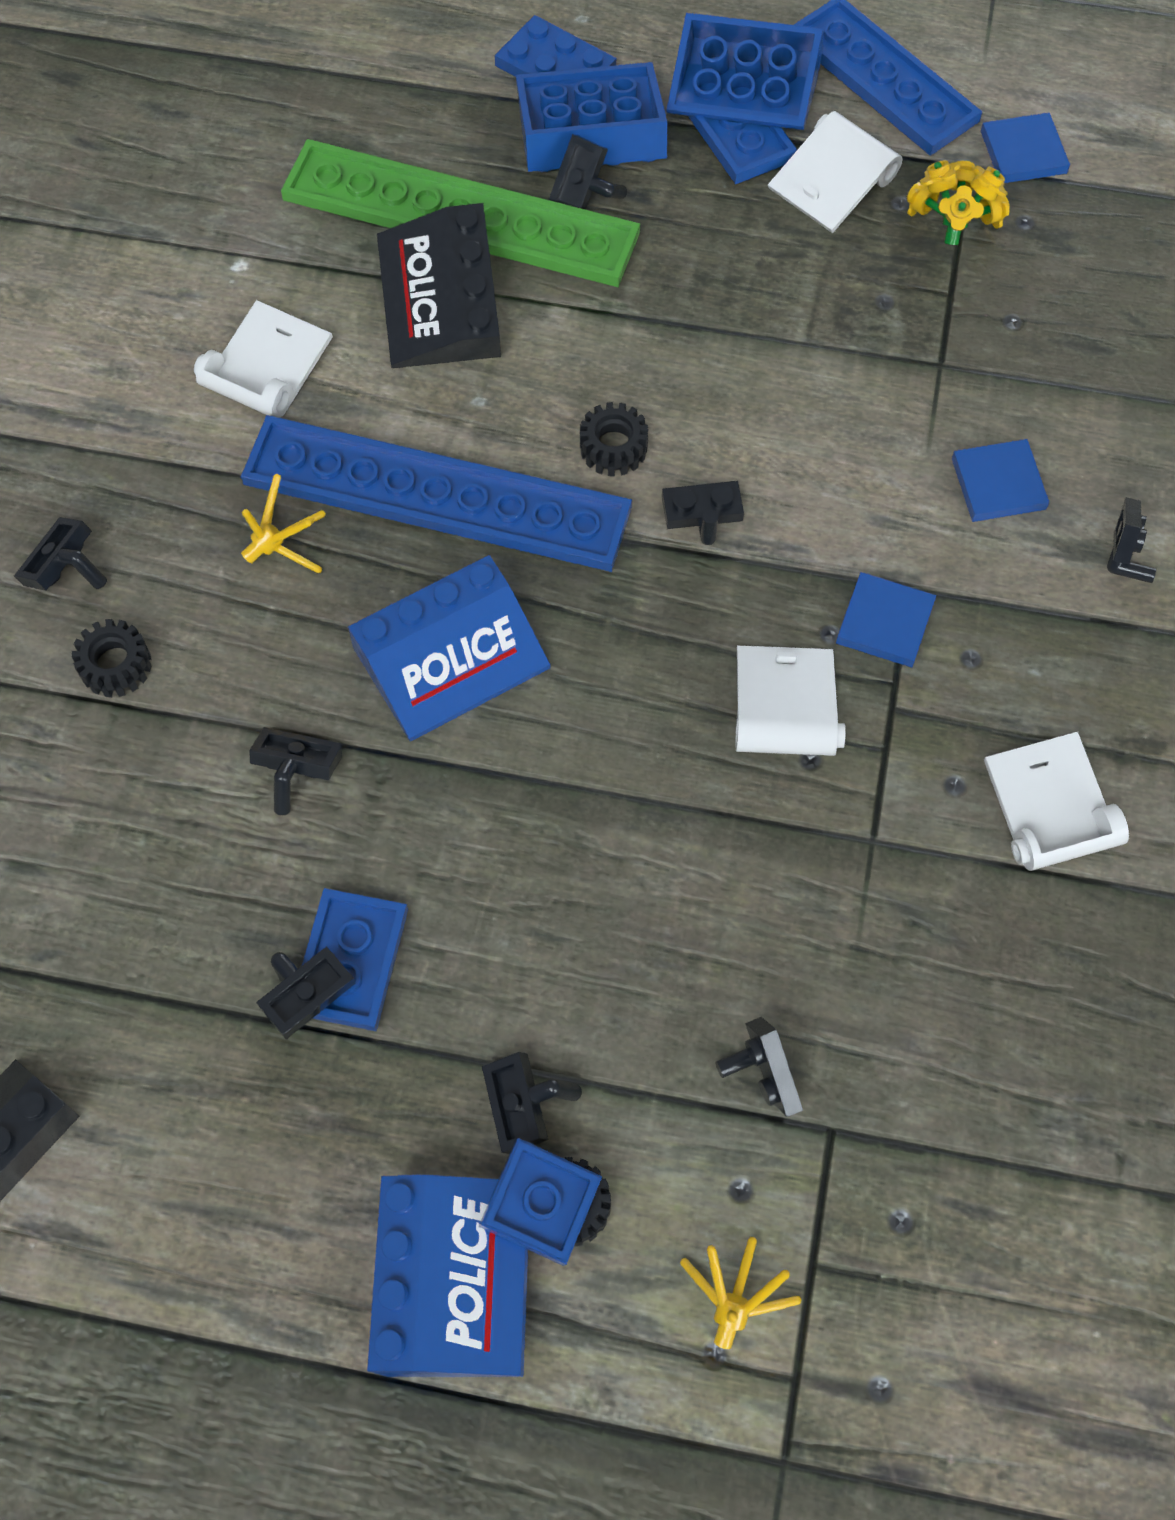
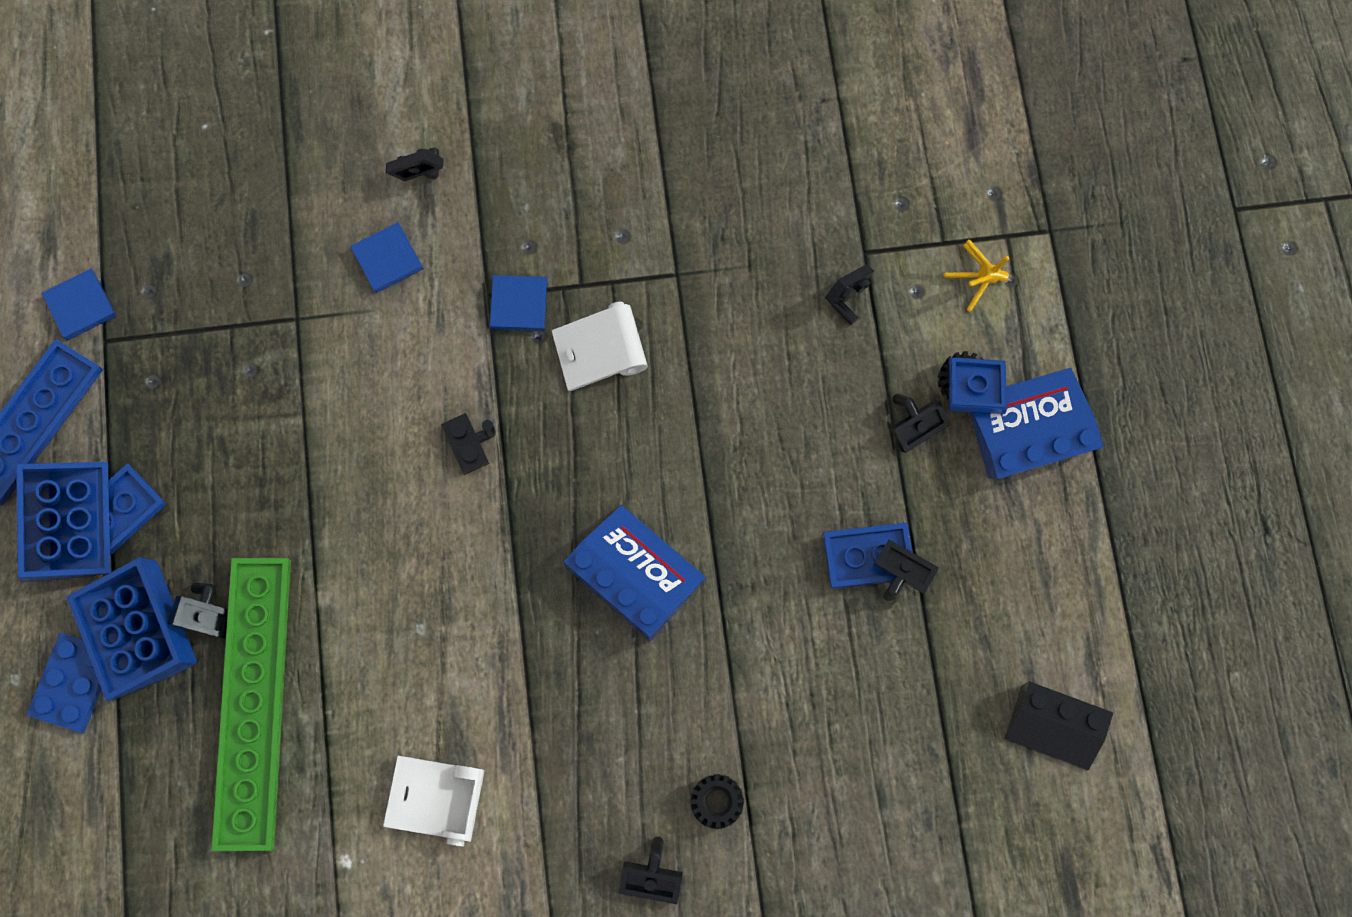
camera: 110 degrees left, 10 degrees up
(268, 538) = (587, 729): yellow plant -> none
(293, 754) = (747, 643): black plate -> none
(439, 288) = (337, 685): black slope -> none
(439, 492) = (512, 630): blue plate -> none
(609, 421) = (435, 534): black tyre -> none
(835, 170) = (139, 432): white door -> none
(958, 210) = (152, 342): yellow plant -> none
(1056, 807) = (621, 174): white door -> none

